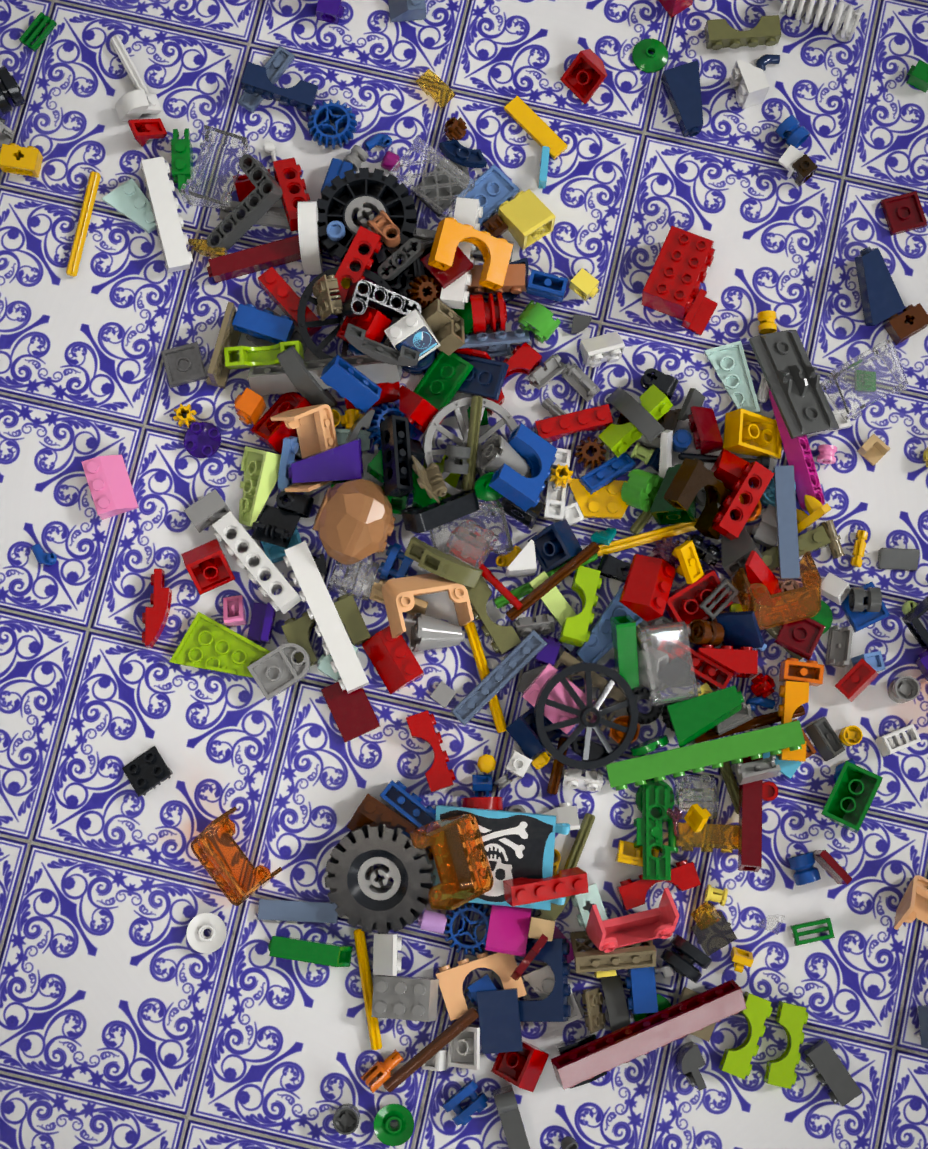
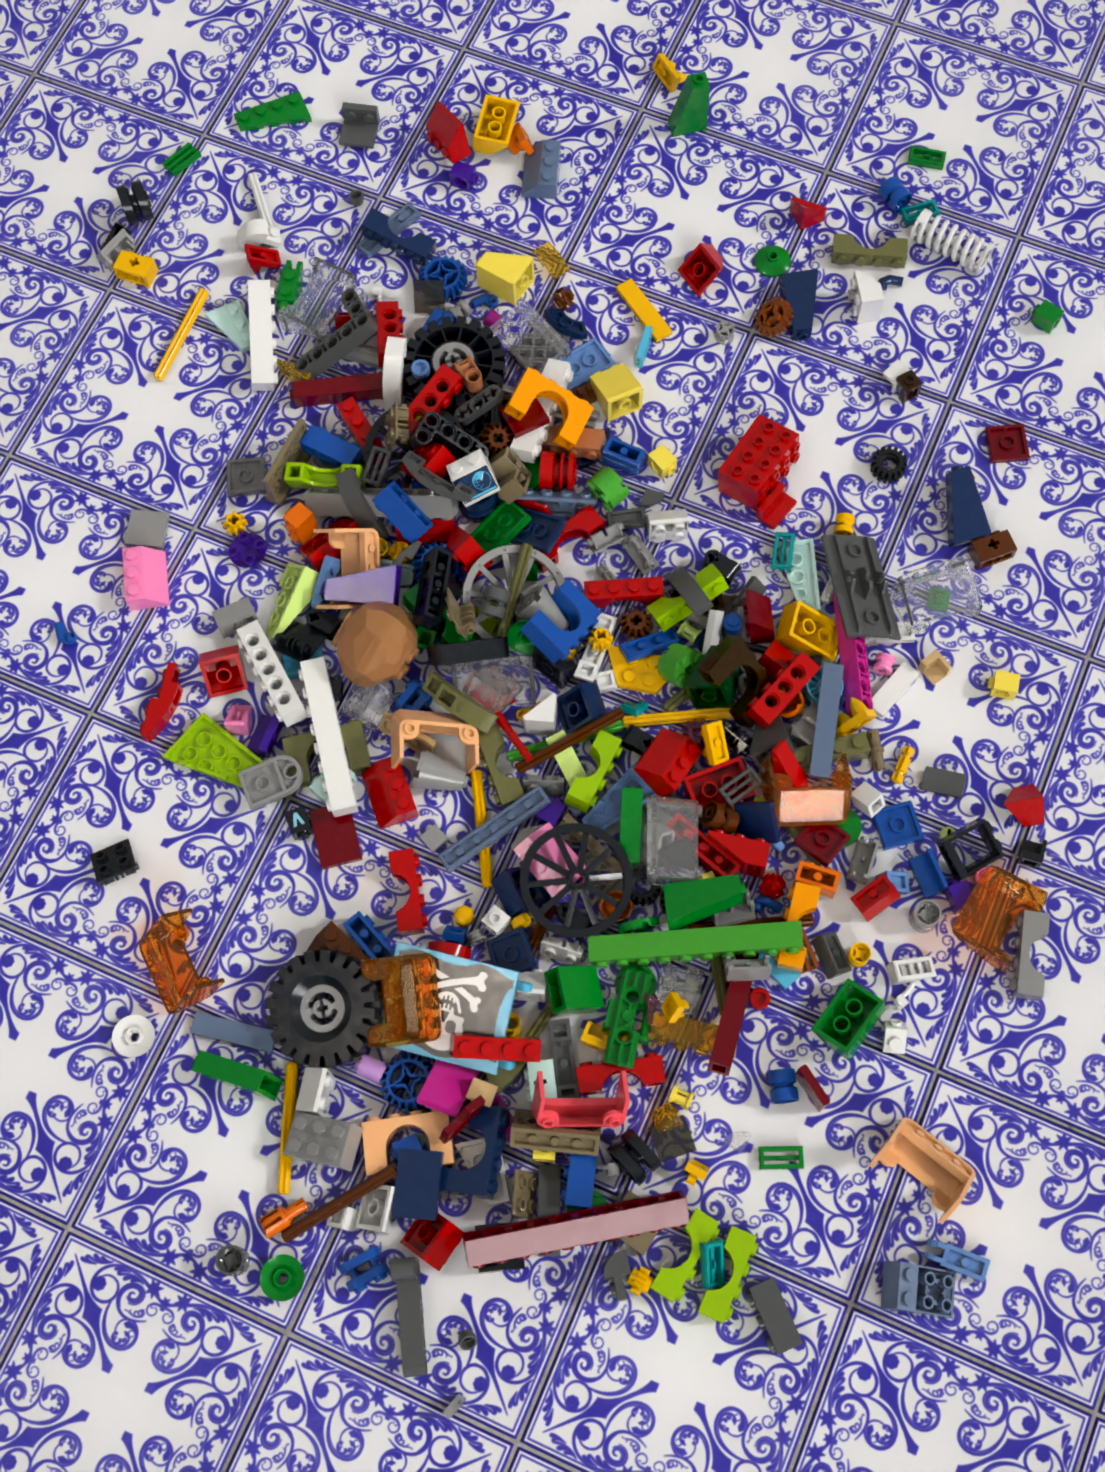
camera: 20 degrees right, 10 degrees down
(98, 434) = (147, 529): none -> light grey tile
(226, 48) = (356, 197): none -> dark grey hinge
(311, 354) = (371, 481): none -> dark grey tile
(315, 704) = (299, 823): none -> black brick
(323, 146) = (428, 295): none -> clear smoke piece
(394, 113) = (505, 275): none -> light yellow slope
(538, 791) = (512, 951): none -> dark blue tile
(563, 347) = (630, 518): none -> dark grey tile
(603, 817) = (574, 989): none -> green brick
(605, 881) = (563, 1058): none -> dark grey slope
(621, 136) = (727, 328): none -> light grey wheel
(663, 109) = (773, 317): none -> dark orange gear
(712, 1066) = (640, 1280): none -> yellow gear
(715, 374) = (782, 566): none -> teal tile
(768, 1039) = (709, 1265): none -> teal tile
(792, 132) = (903, 348): blue wheel -> none
(795, 263) = (886, 474): none -> black tyre
(839, 475) = (894, 688): none -> white tile
(871, 597) = (905, 815): dark grey wheel -> none
(893, 770) = (900, 1002): none -> white hand
(894, 804) = (894, 1036): none -> white bracket
(899, 648) = (928, 874): none -> blue panel

